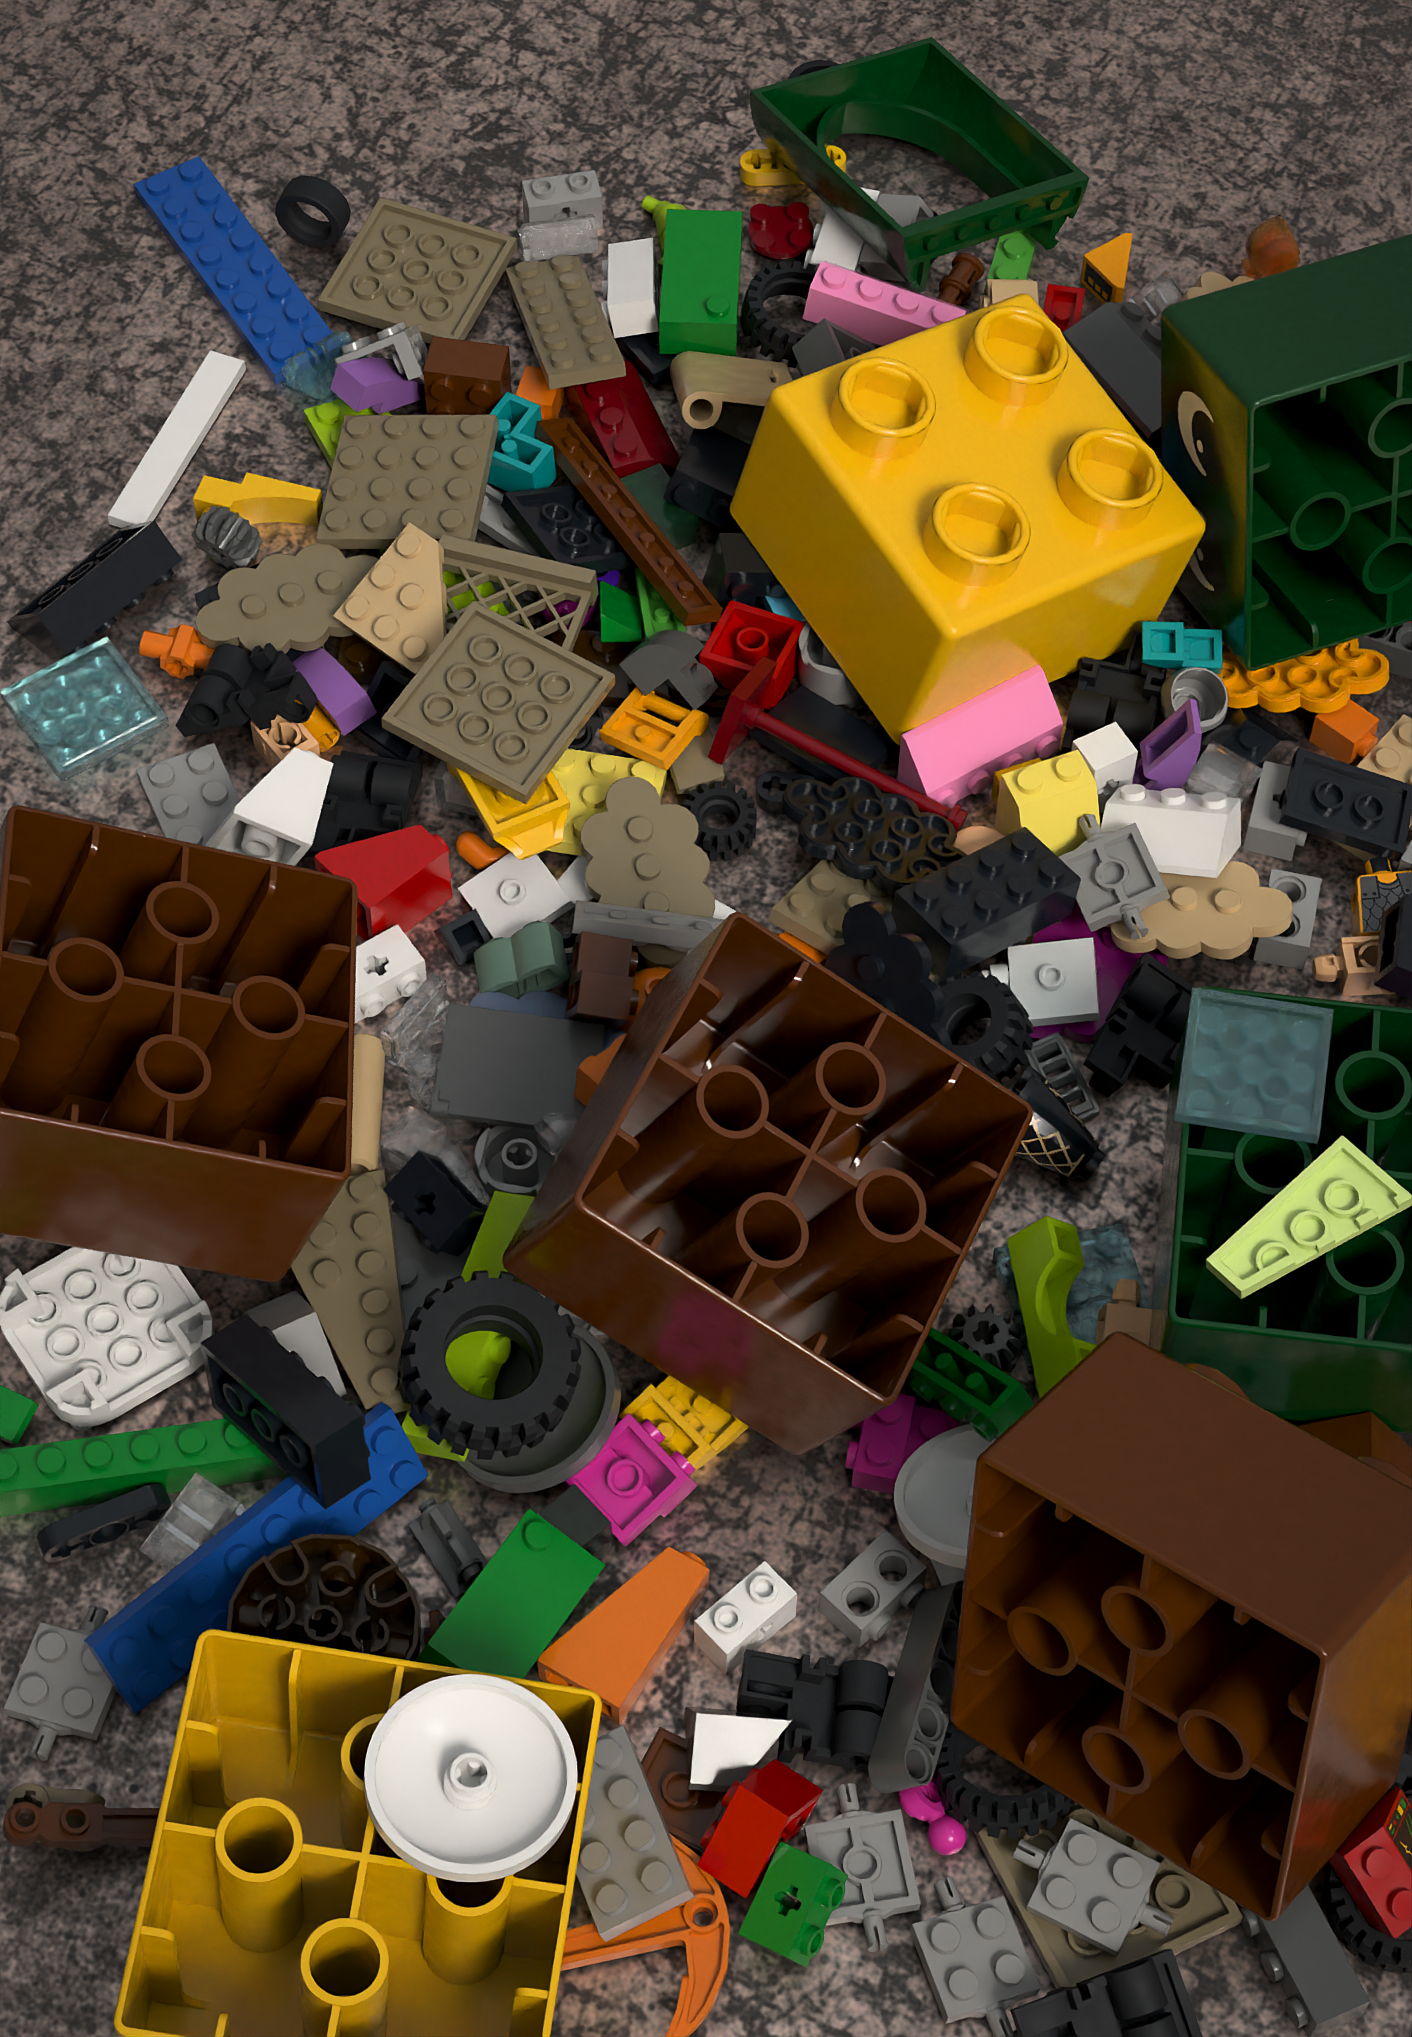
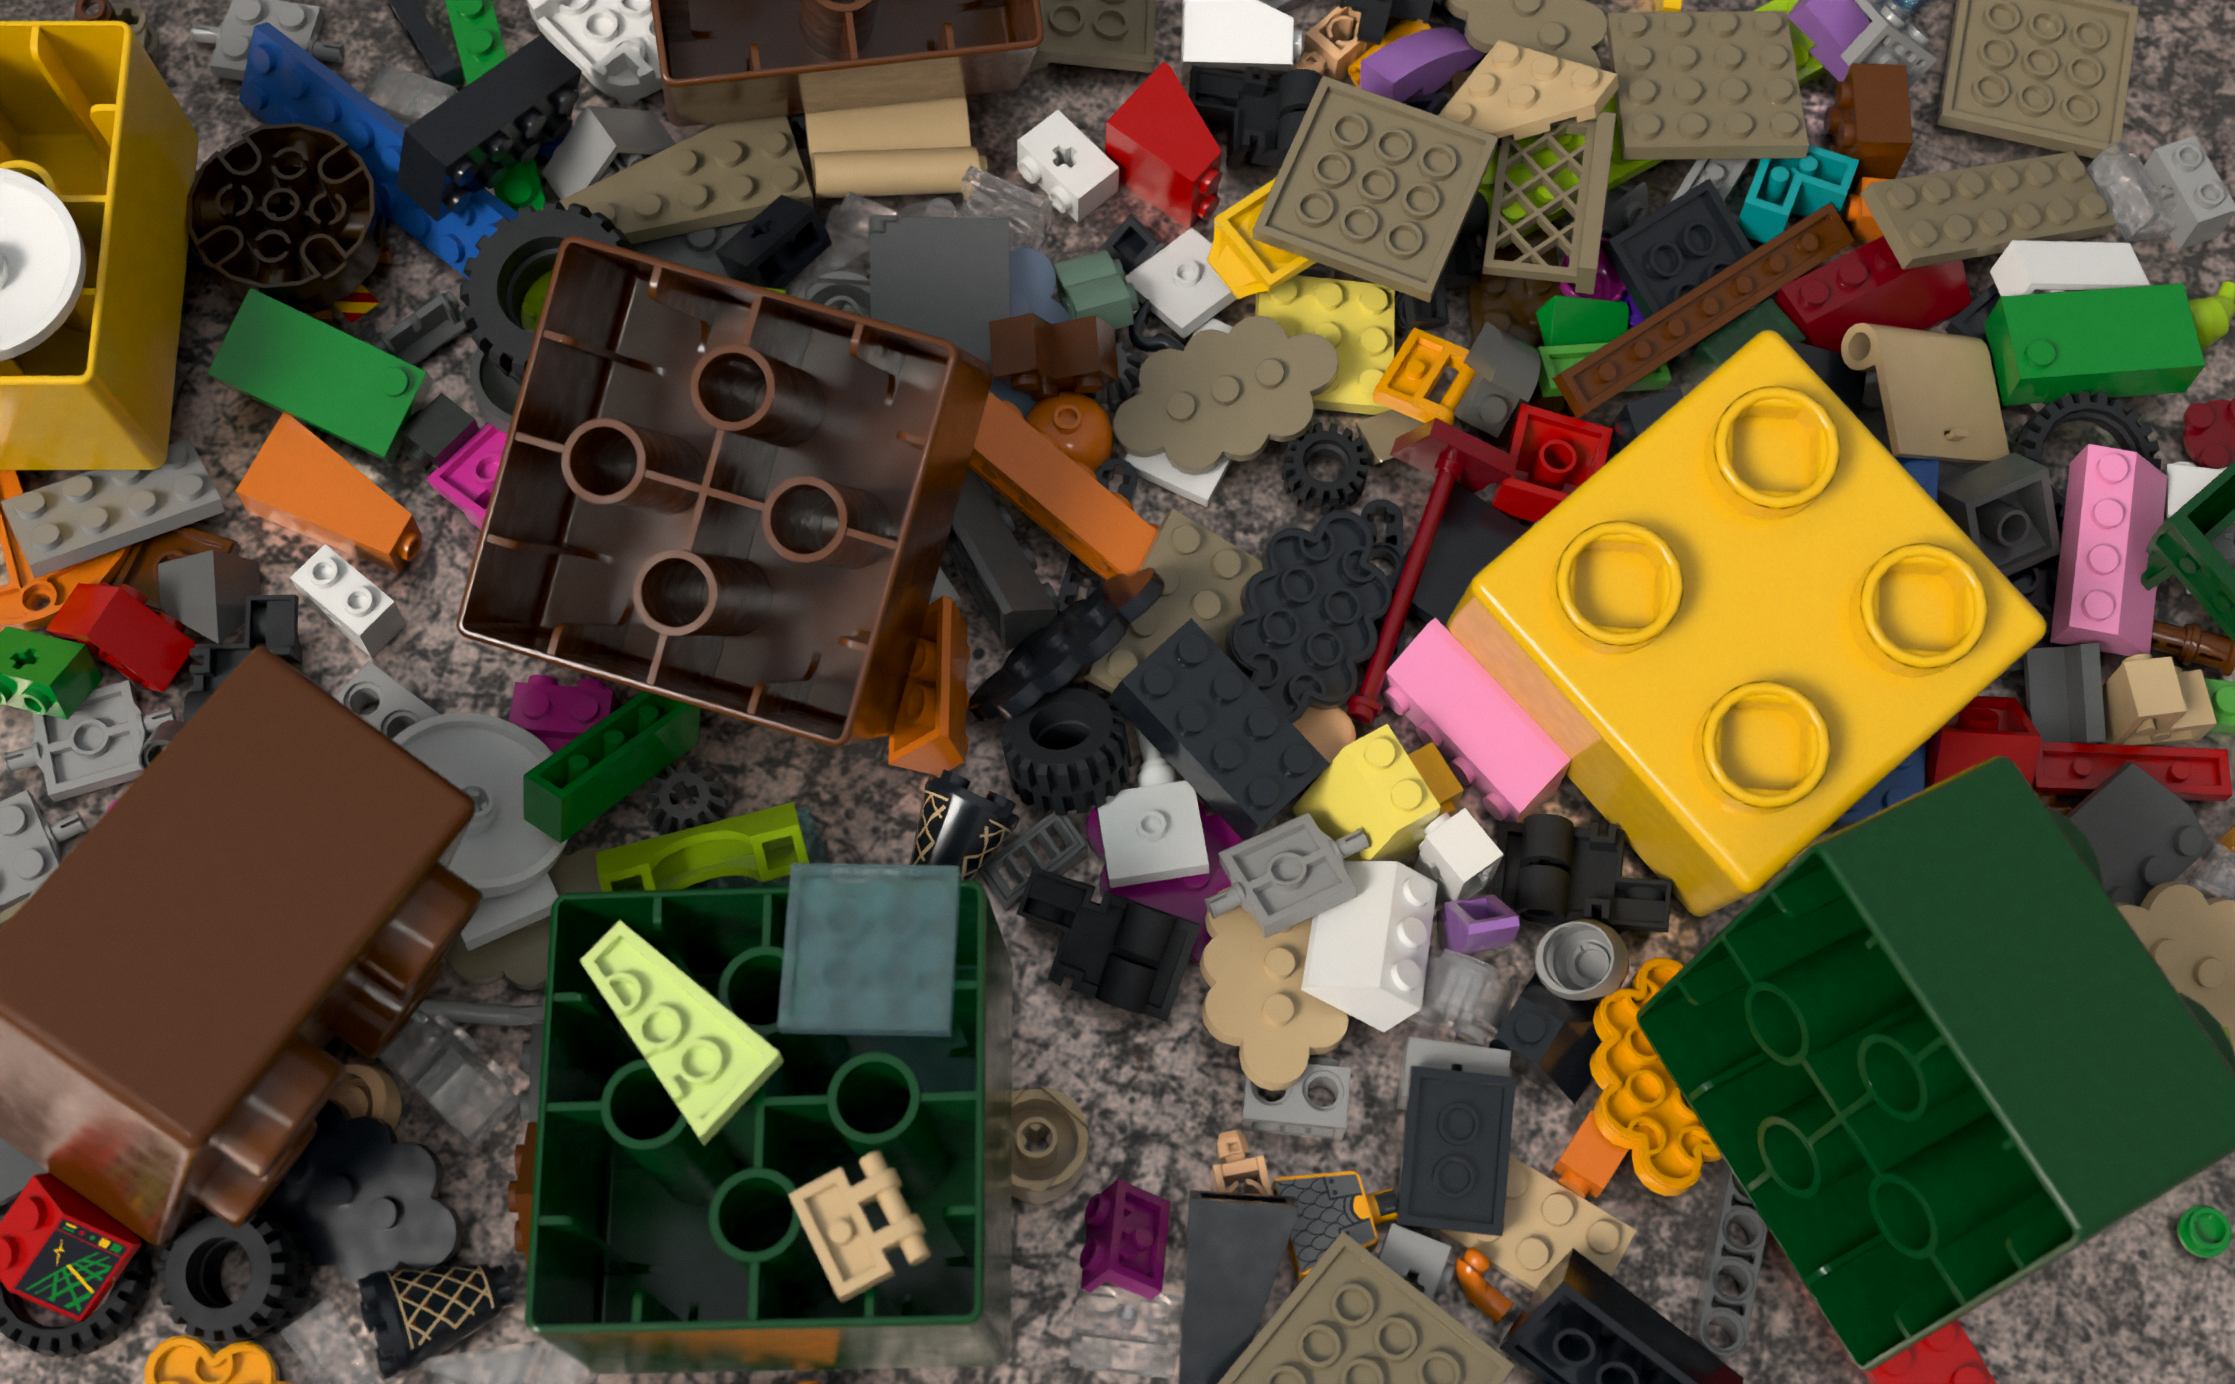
camera: 80 degrees right, 10 degrees up
(643, 926) = (1142, 408): light grey plate -> none
(1175, 648) = (1651, 932): teal slope -> none

